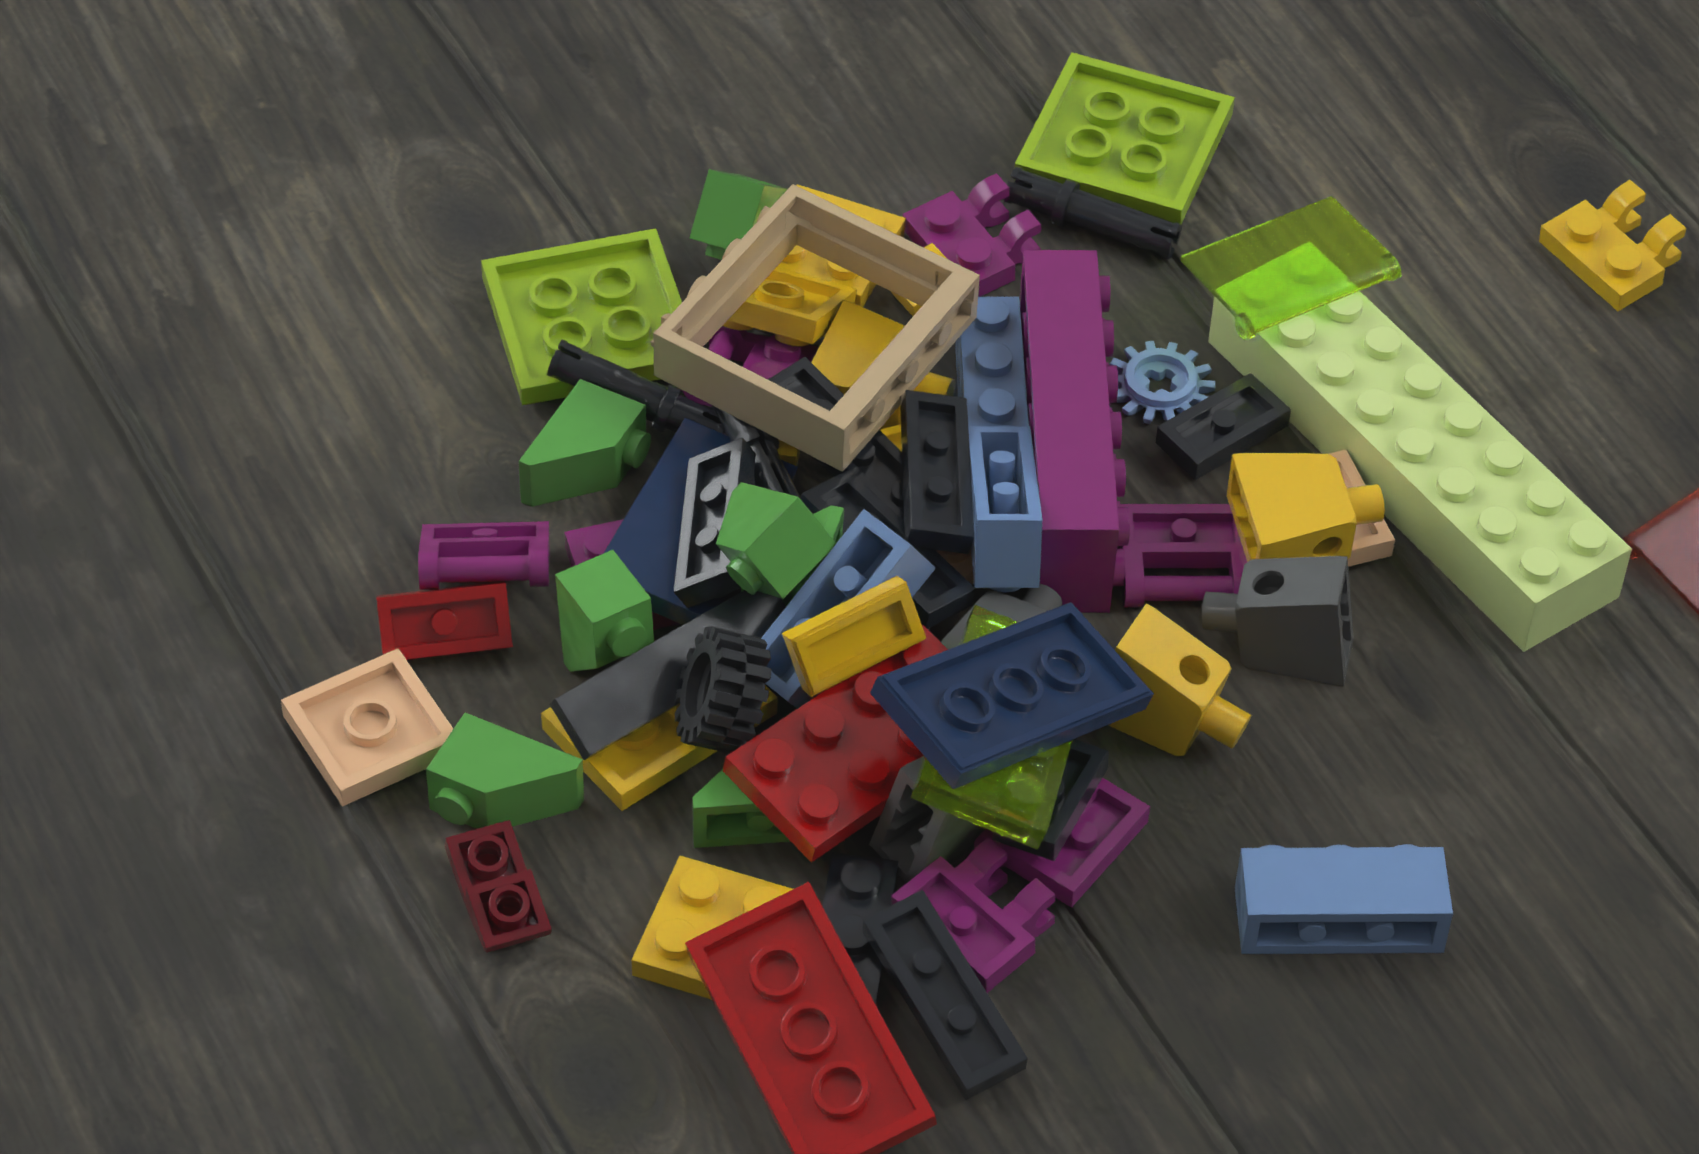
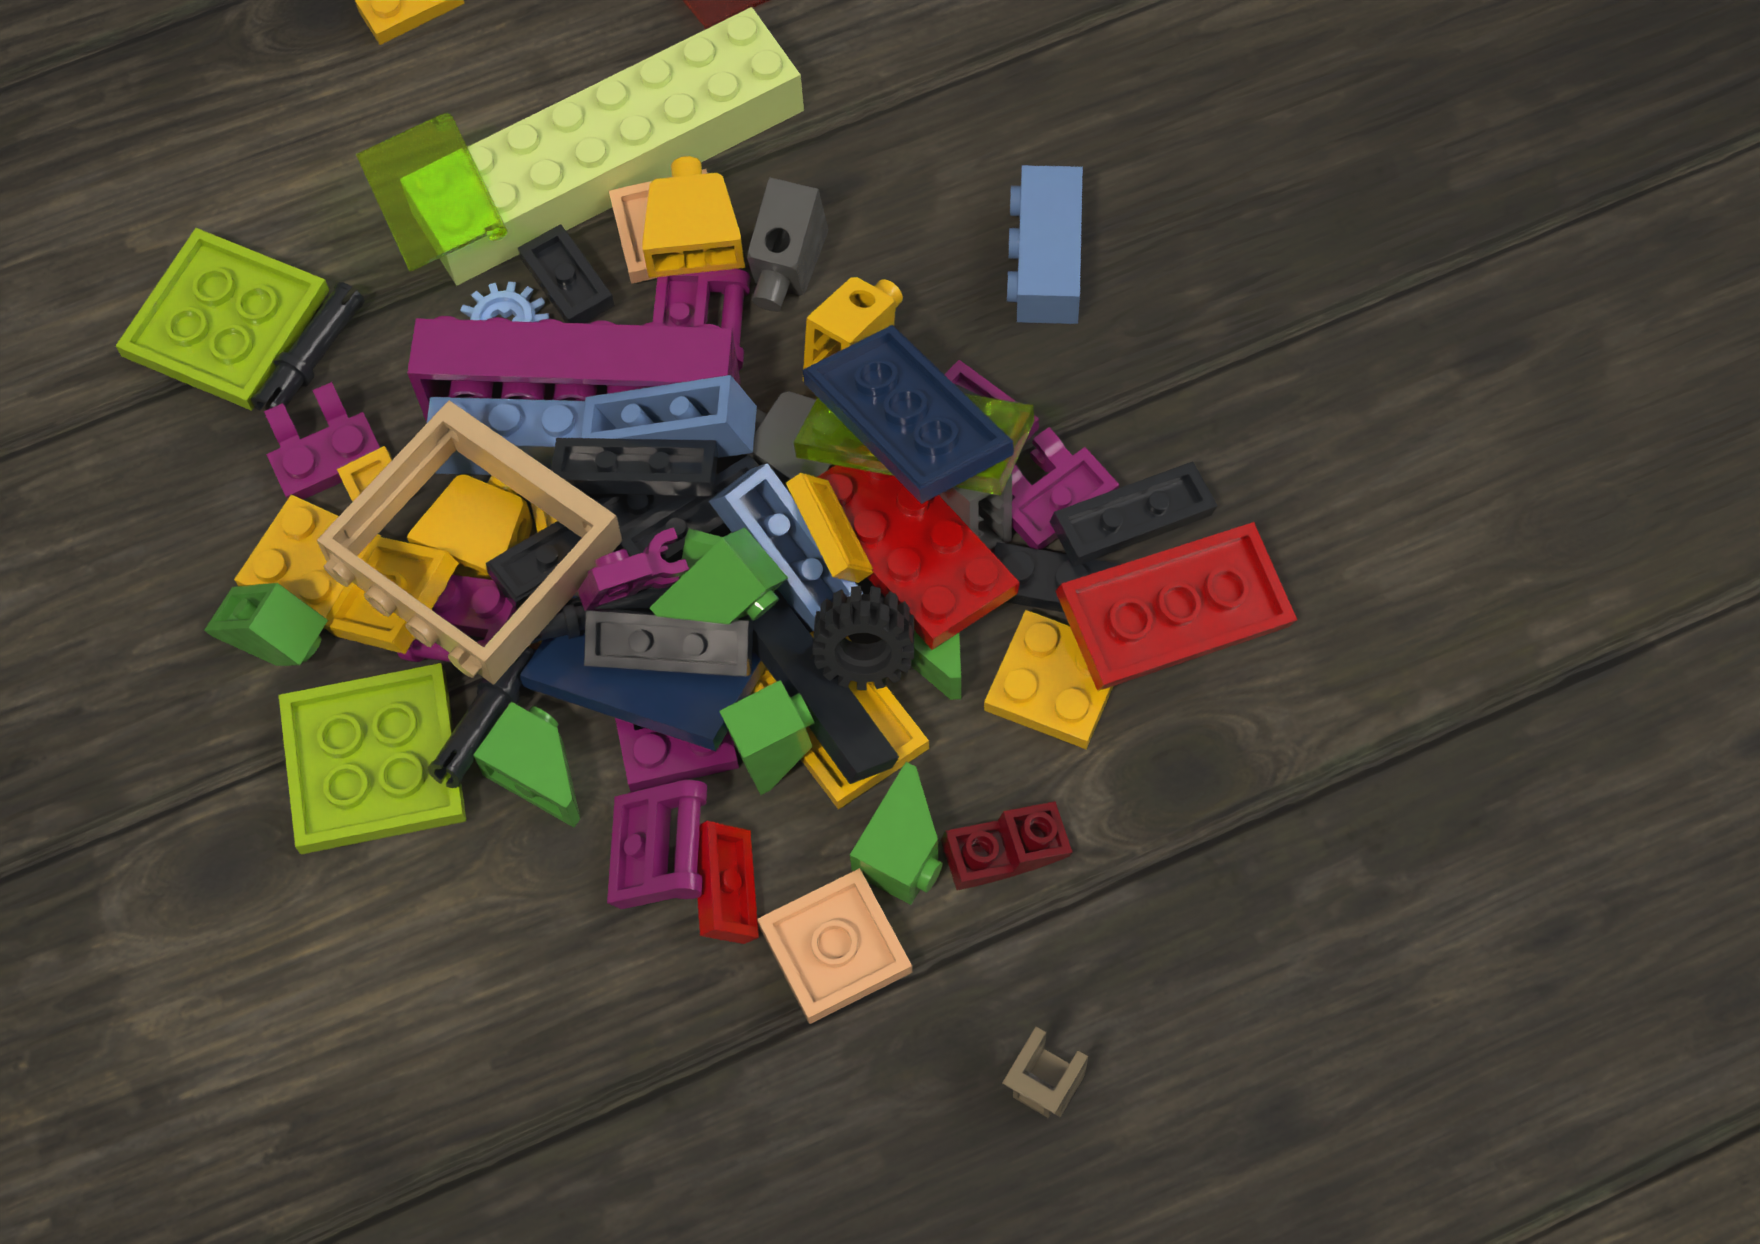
camera: 80 degrees left, 15 degrees up
(199, 909) = (1043, 1078): none -> dark tan window
(777, 449) = (623, 576): none -> magenta plate

